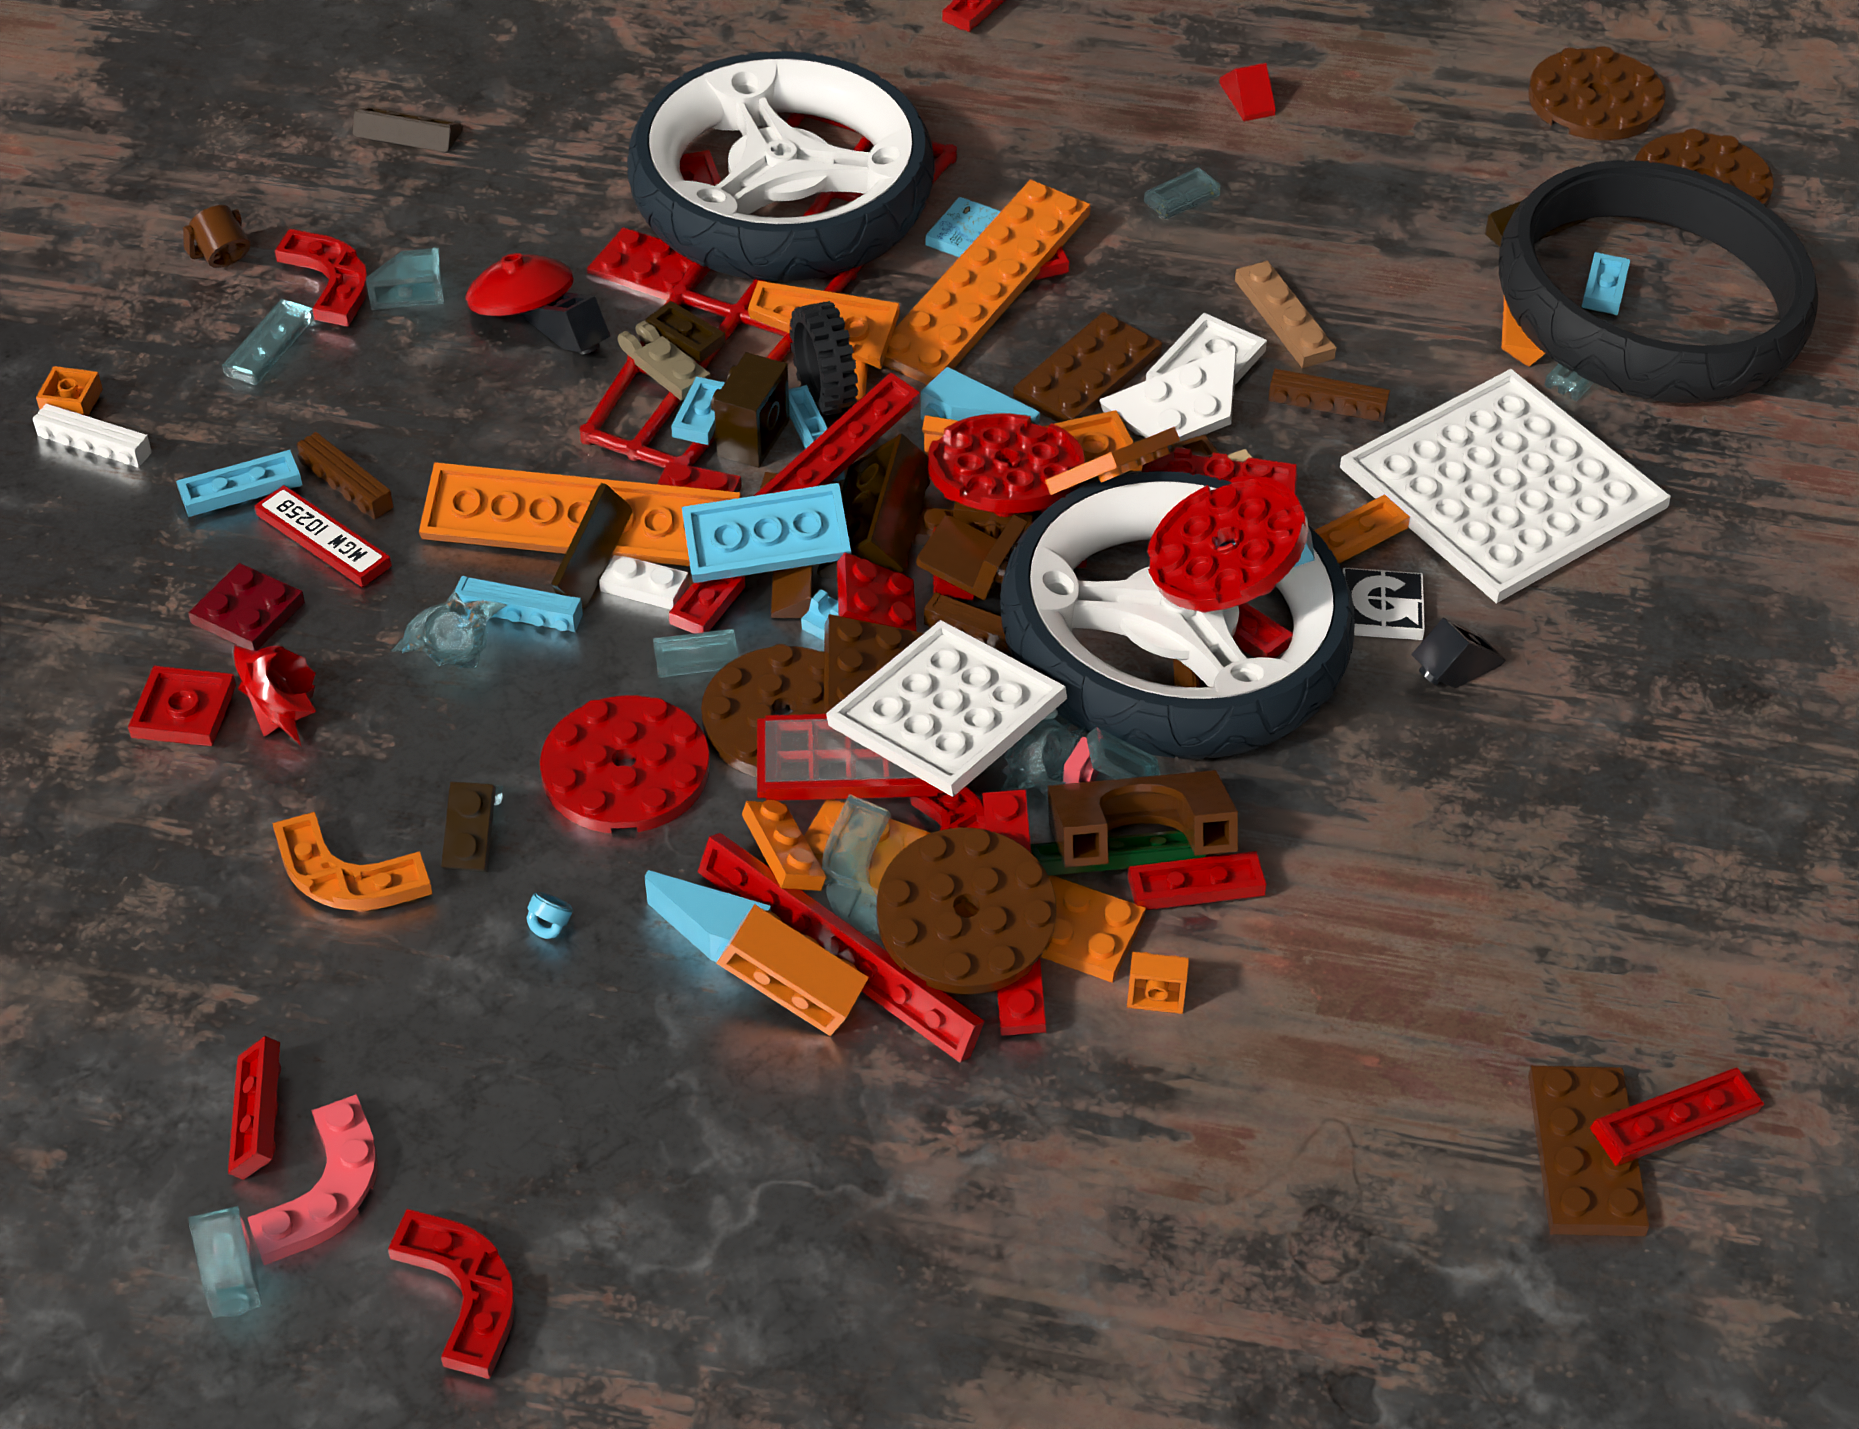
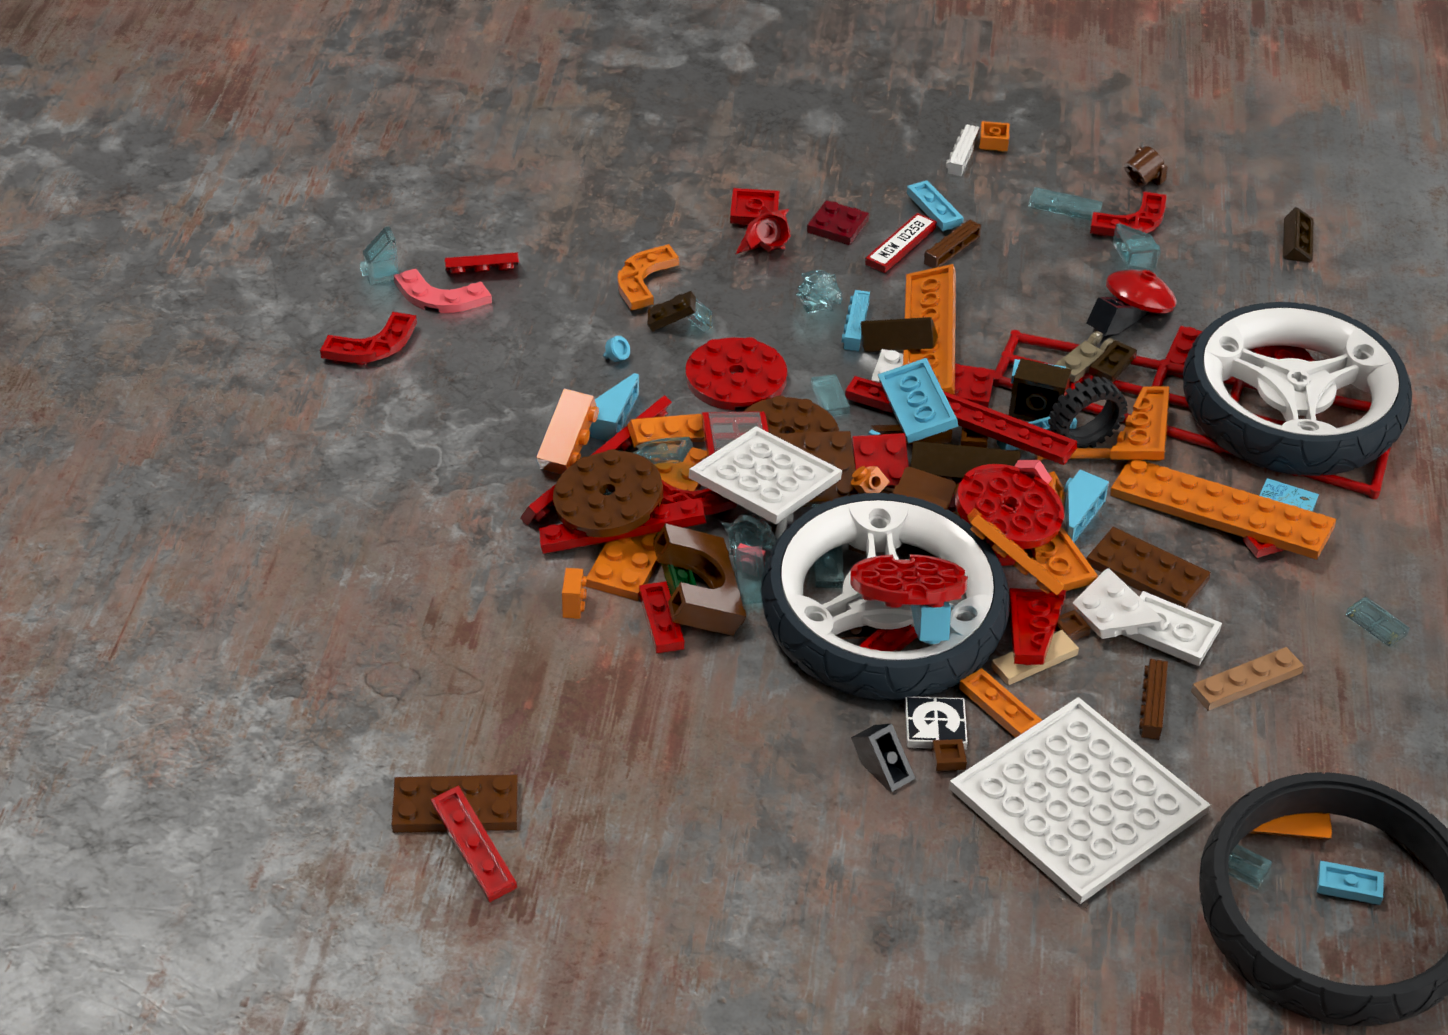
camera: 85 degrees right, 5 degrees down
(929, 430) = (1033, 468): none -> coral plate
(931, 606) = (869, 480): none -> orange plate
(1446, 593) = (949, 755): none -> reddish brown plate

